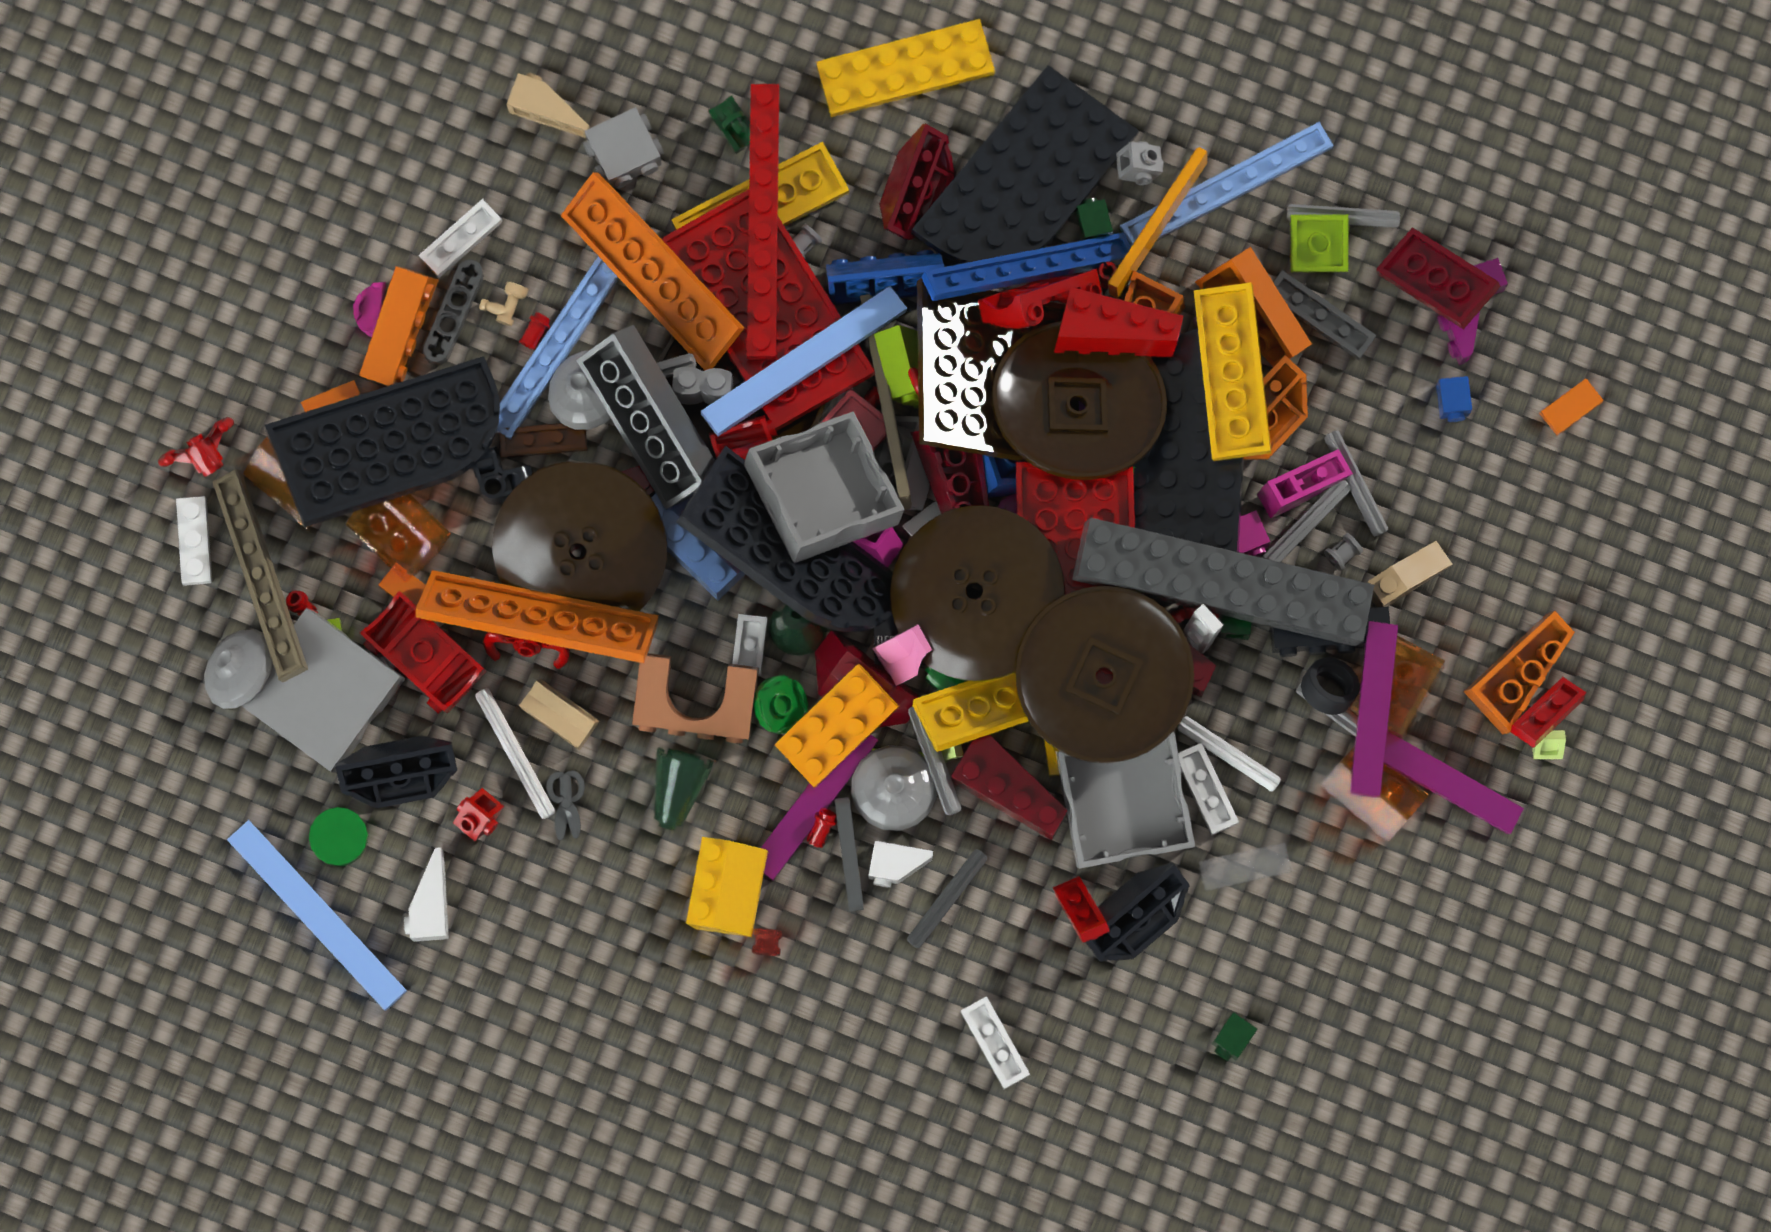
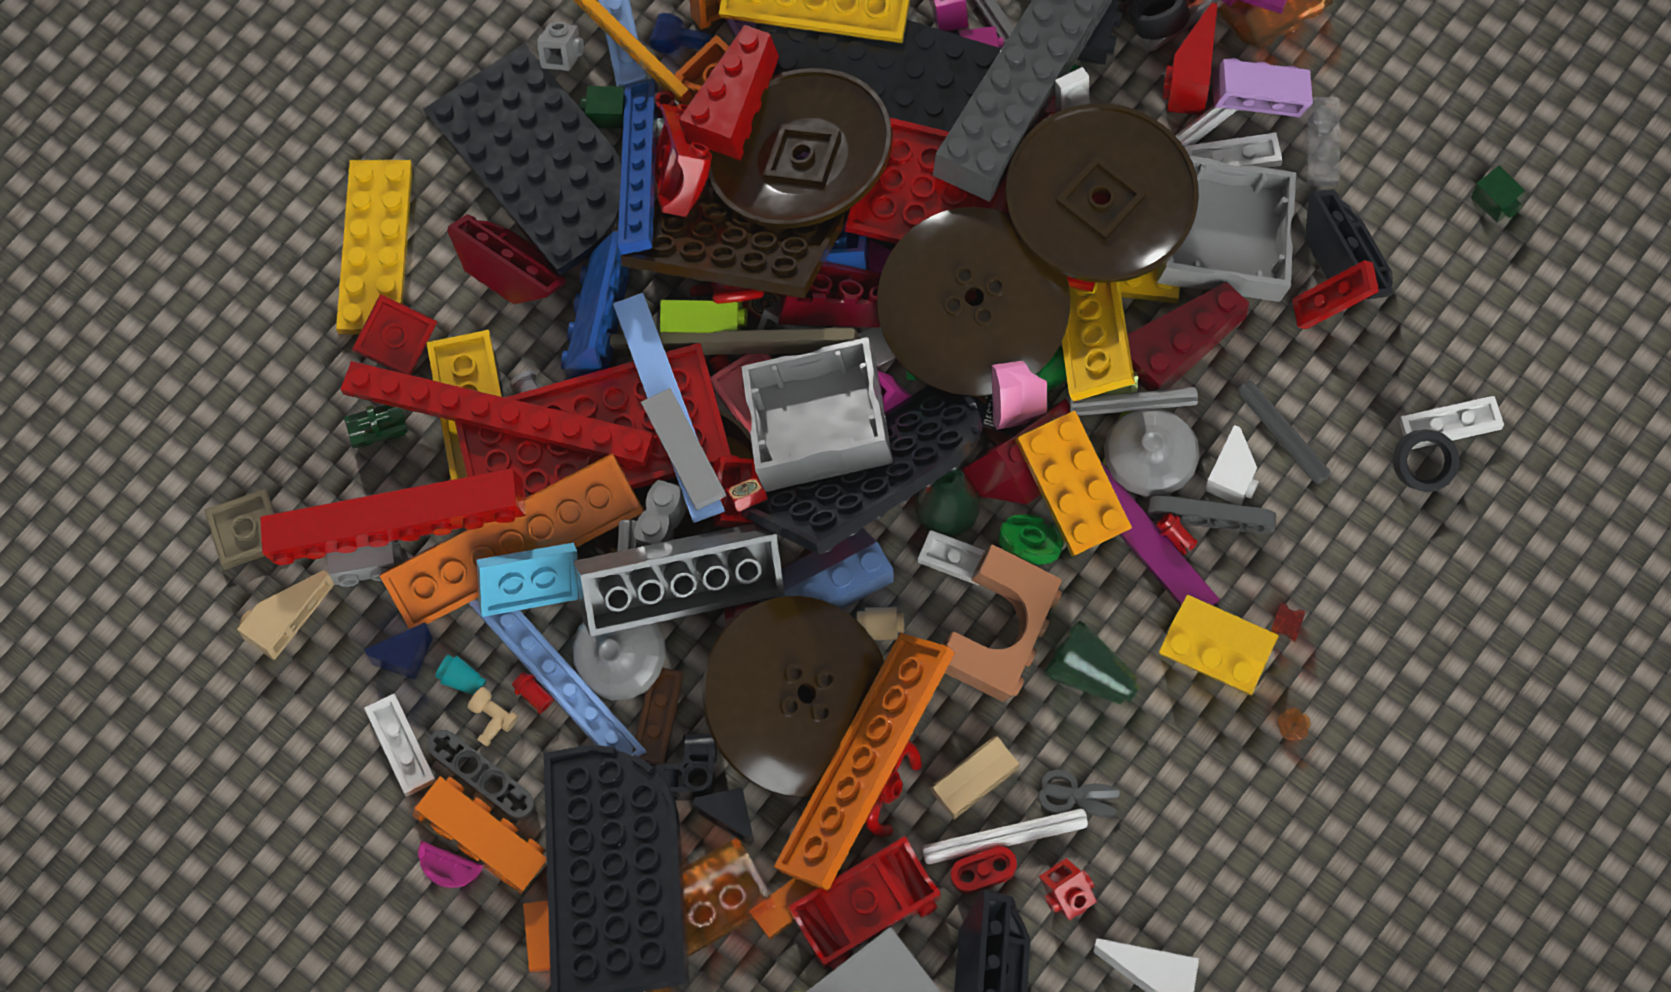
camera: 70 degrees left, 10 degrees down
(472, 522) = (726, 811): none -> black slope
(481, 743) = (982, 869): none -> red plate
(532, 267) = (459, 675): none -> teal cone
(539, 215) = (402, 652): none -> clear blue slope
(615, 49) = (238, 528): none -> dark tan tile
(623, 291) = (527, 579): none -> medium azure plate
(641, 166) = (392, 516): none -> red brick
(672, 599) = (882, 622): none -> tan brick
(677, 961) = (1293, 733): none -> clear orange plate
(734, 449) = (746, 494): none -> tile
(761, 384) = (683, 449): none -> light grey tile
(820, 112) = (394, 336): none -> red tile
(927, 1032) = (1450, 456): none -> black tyre
(1184, 258) = (670, 34): none -> clear blue axle
(1278, 797) = (1262, 87): none -> lavender brick
(1280, 729) = (1189, 77): none -> red slope

